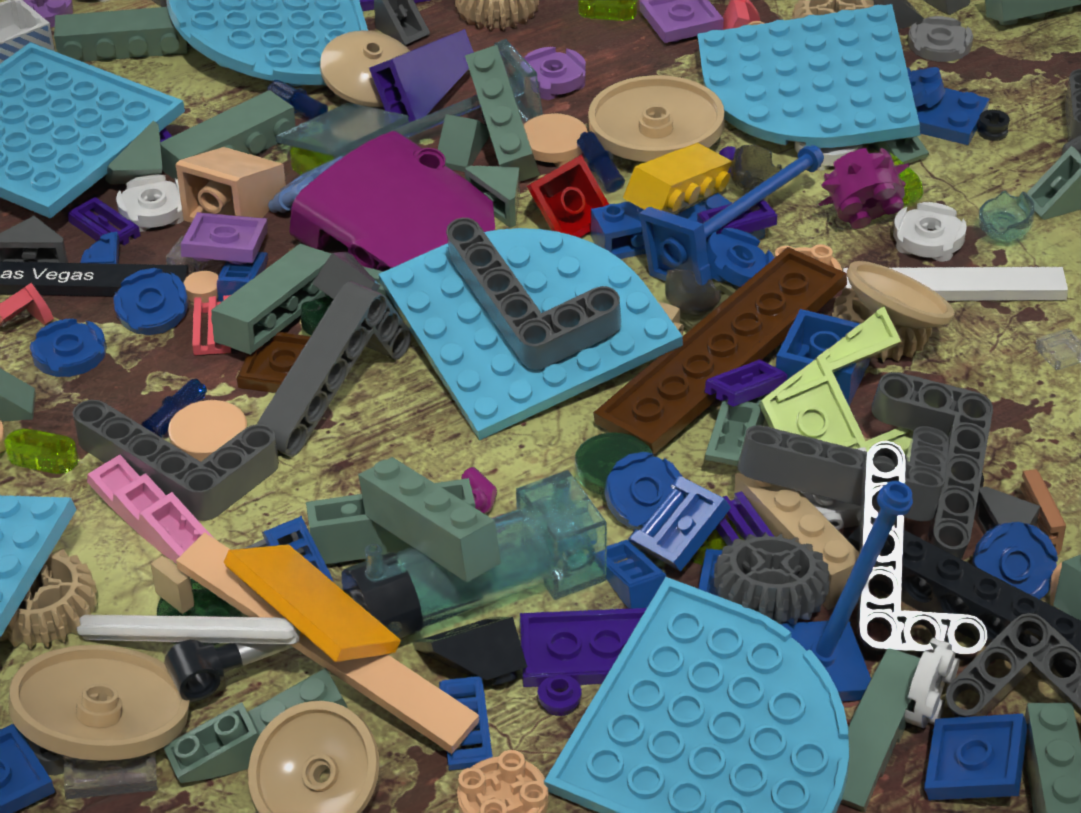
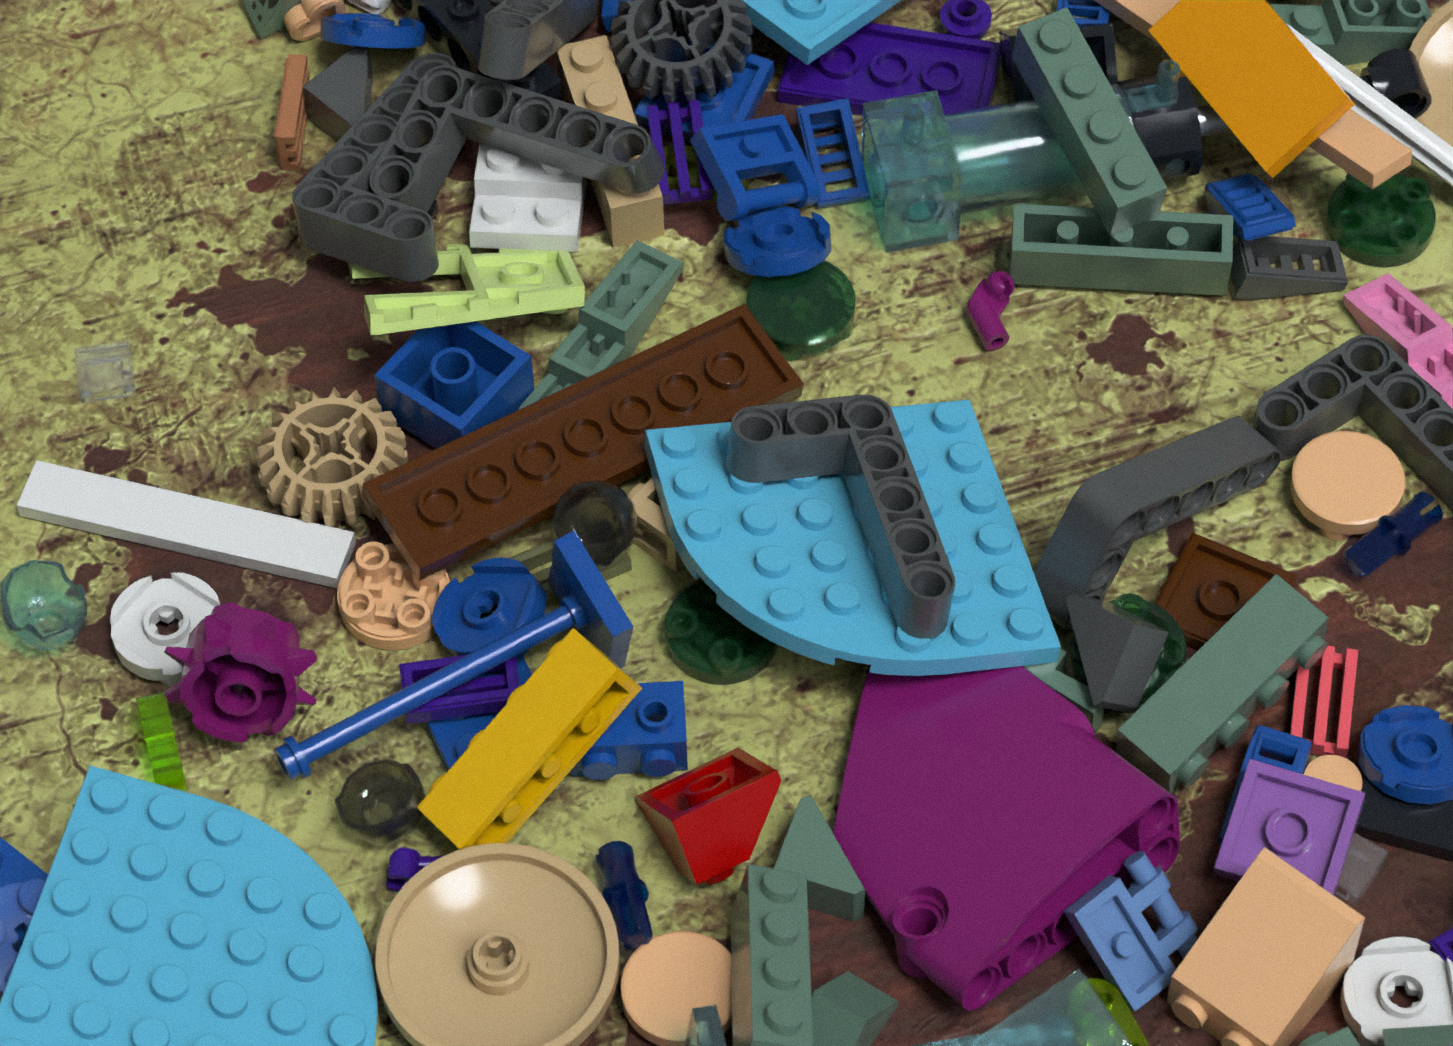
camera: 165 degrees left, 15 degrees up
(172, 584) = (1416, 198): tan tile -> none
(745, 382) = (574, 331): dark purple tile -> none
(903, 297) = (319, 384): tan dish -> none

